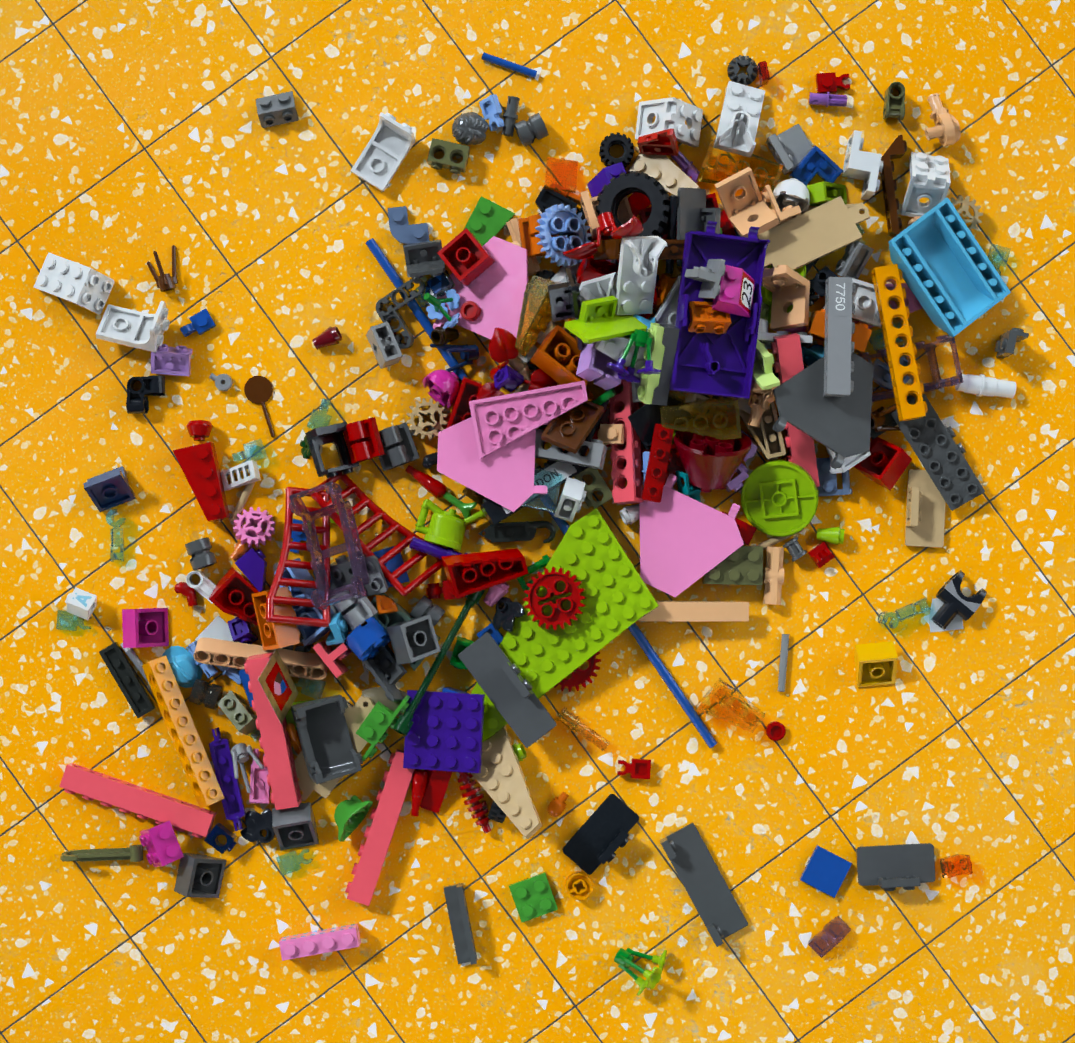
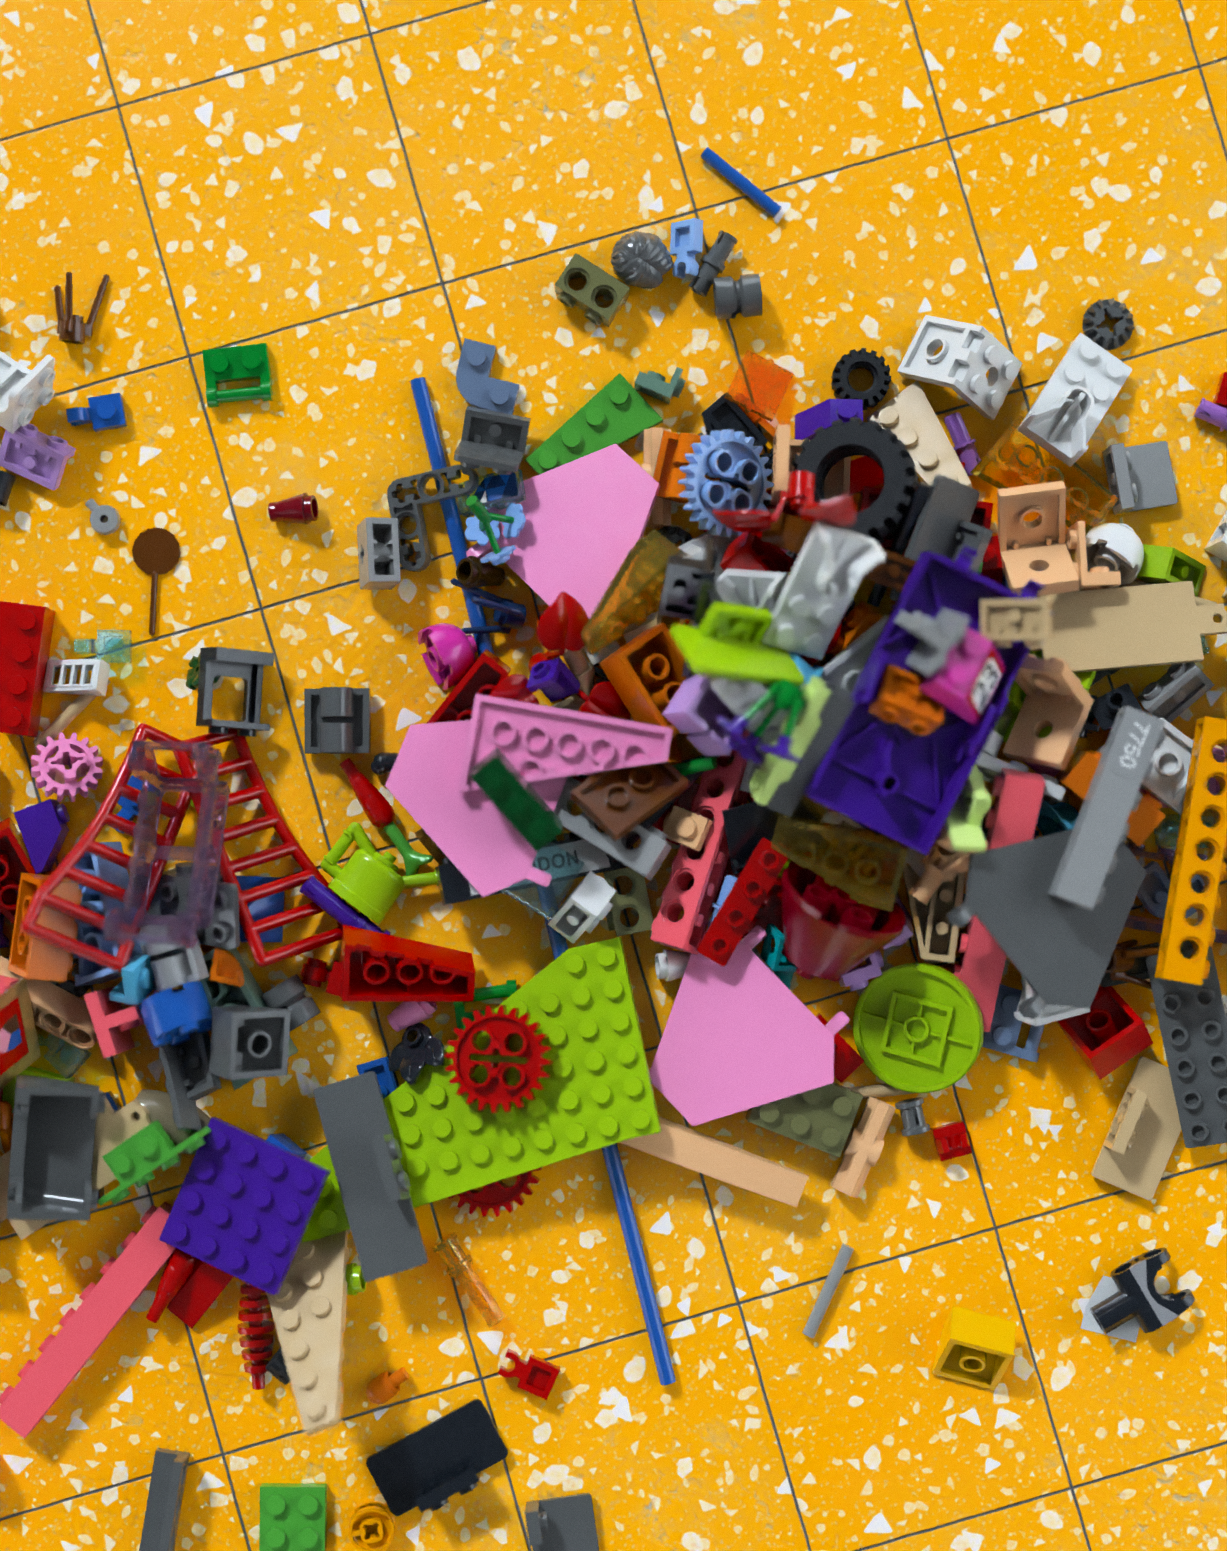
camera: 25 degrees right, 0 degrees up
(199, 429) = (38, 581): red cone -> none
(240, 550) = (31, 796): orange cylinder -> none
(265, 269) = (234, 365): none -> green plate
(276, 109) = (347, 119): dark grey bracket -> none
(320, 418) = (236, 632): clear light blue plate -> none
(349, 815) = (49, 1281): bright green hat -> none
(363, 440) = (290, 693): red plate -> none
(384, 152) = (492, 248): white bracket -> none
(405, 722) = (184, 1170): dark green hose -> none
(422, 426) = (391, 703): tan gear -> none
(461, 644) = (324, 1075): green bracket -> none
(466, 257) = (558, 461): red brick -> none
(470, 311) = (534, 549): red tile -> none
(503, 196) = (656, 387): none -> sand green bracket
(513, 450) = (516, 799): none -> dark green brick
(517, 531) = (481, 926): pearl dark grey plate -> none
(659, 143) = (933, 392): red wing -> none
(730, 706) = (718, 1332): clear yellow wedge -> none
(751, 251) = (1016, 620): none -> tan bracket
(763, 73) = (1139, 340): clear red tile -> none
(775, 731) = (775, 1395): red tile -> none
(816, 163) = (1172, 514): blue tile -> none
(831, 535) = (979, 1116): lime cone -> none
(903, 613) = (1048, 1283): clear light blue piece -> none

